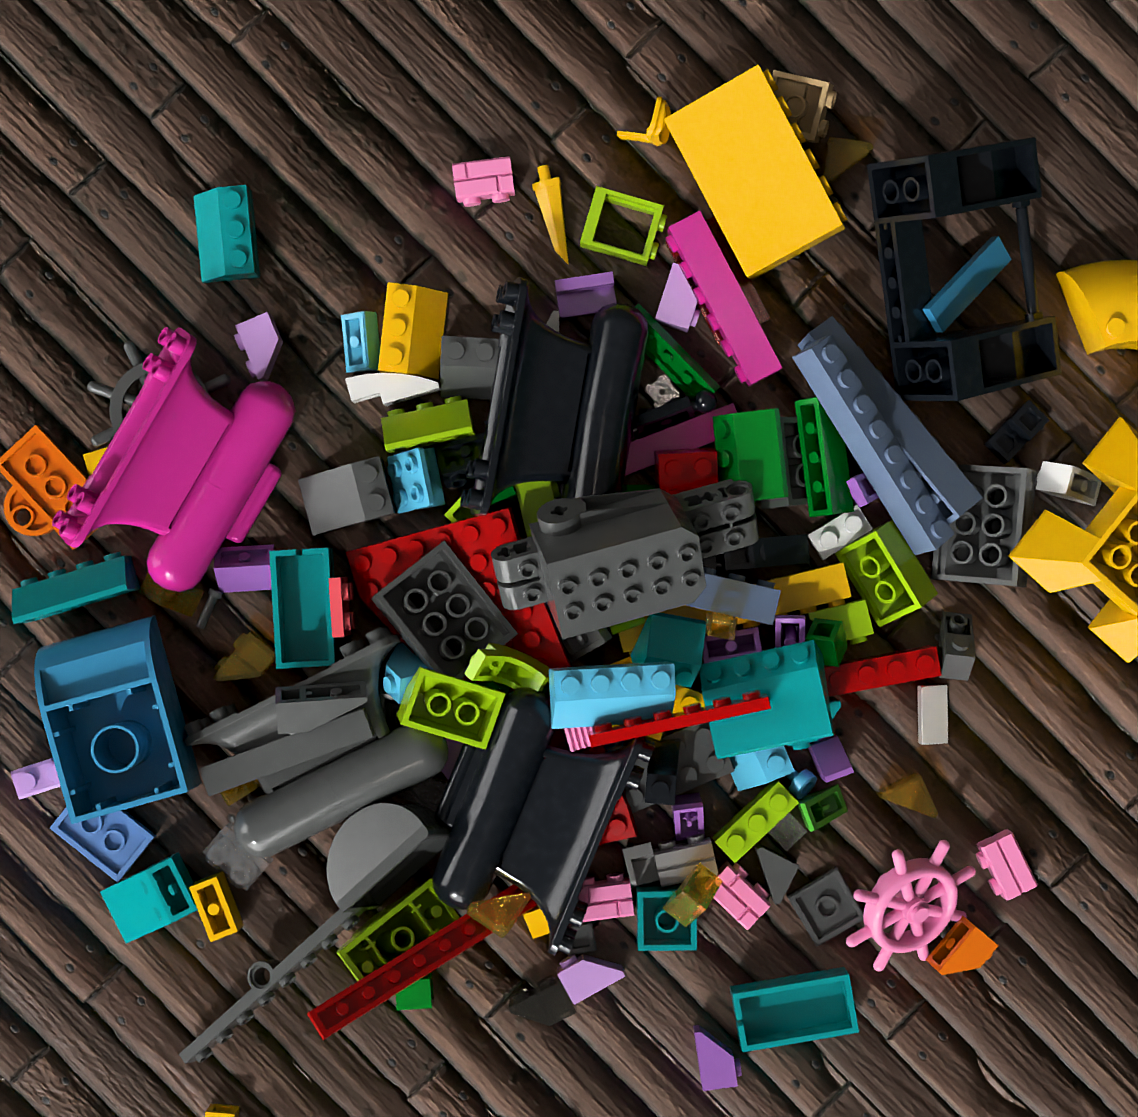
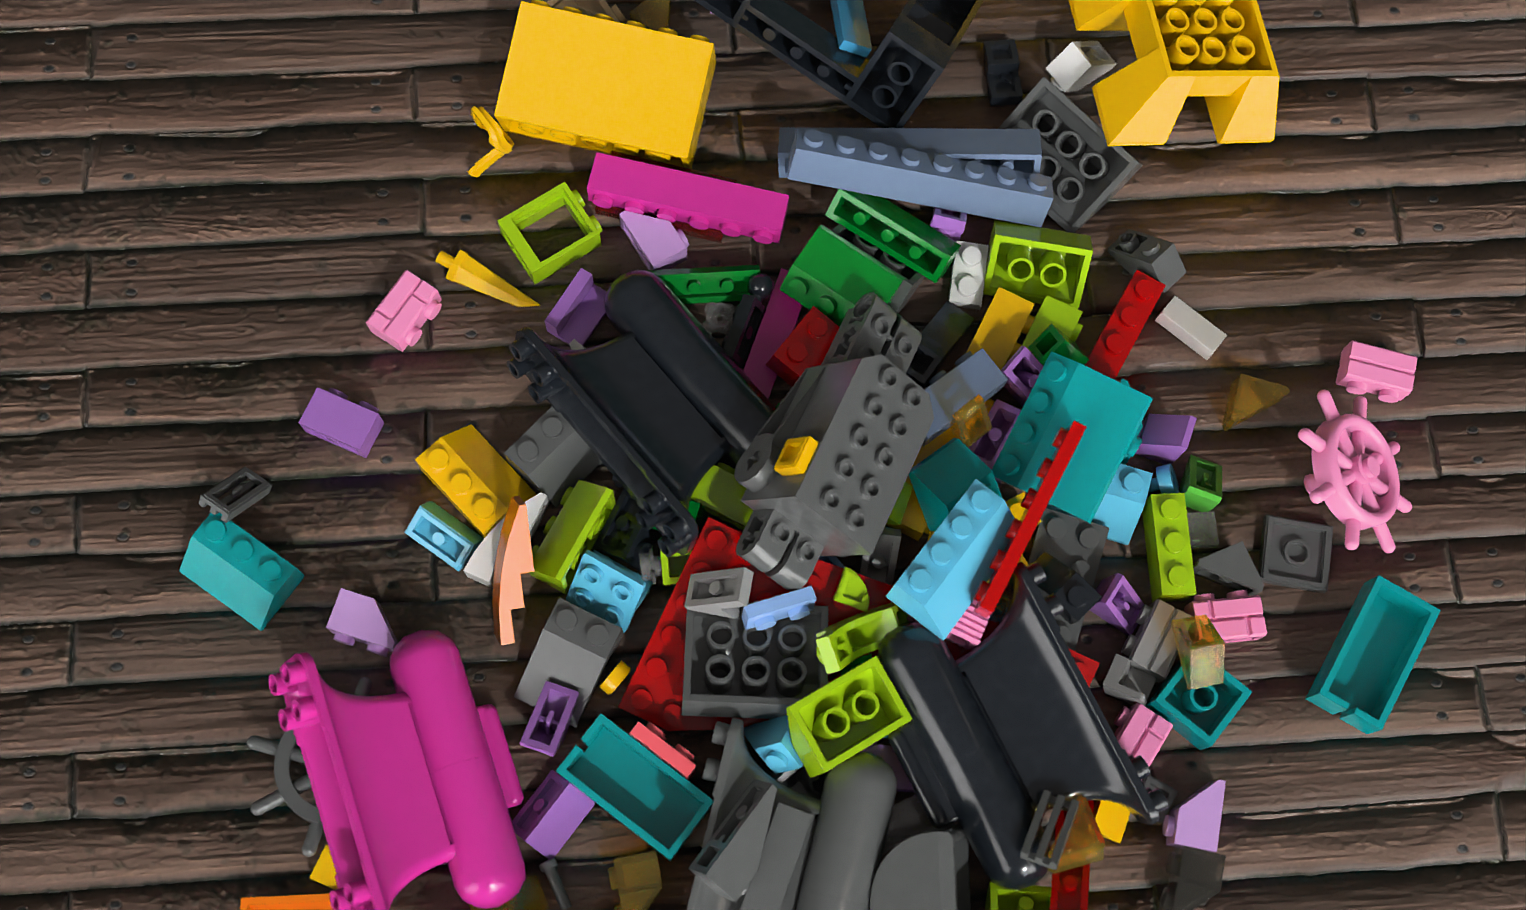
camera: 55 degrees left, 15 degrees down
(249, 187) = (240, 498): none -> dark grey tile
(299, 517) = (550, 719): none -> medium lavender slope
(363, 534) = (615, 677): none -> yellow tile
(373, 407) = (511, 561): none -> slope
(374, 209) = (342, 421): none -> medium lavender brick
(449, 495) = (650, 566): none -> clear plate
(463, 558) = (719, 592): none -> light grey slope
(495, 613) = (766, 612): none -> light blue plate
(511, 883) = (1058, 804): none -> dark grey tile
(540, 641) = (852, 590): none -> lime tile
(577, 540) = (796, 456): none -> yellow tile
(715, 1061) = (1370, 770): medium lavender slope -> none
(962, 949) = (1425, 465): orange slope -> none

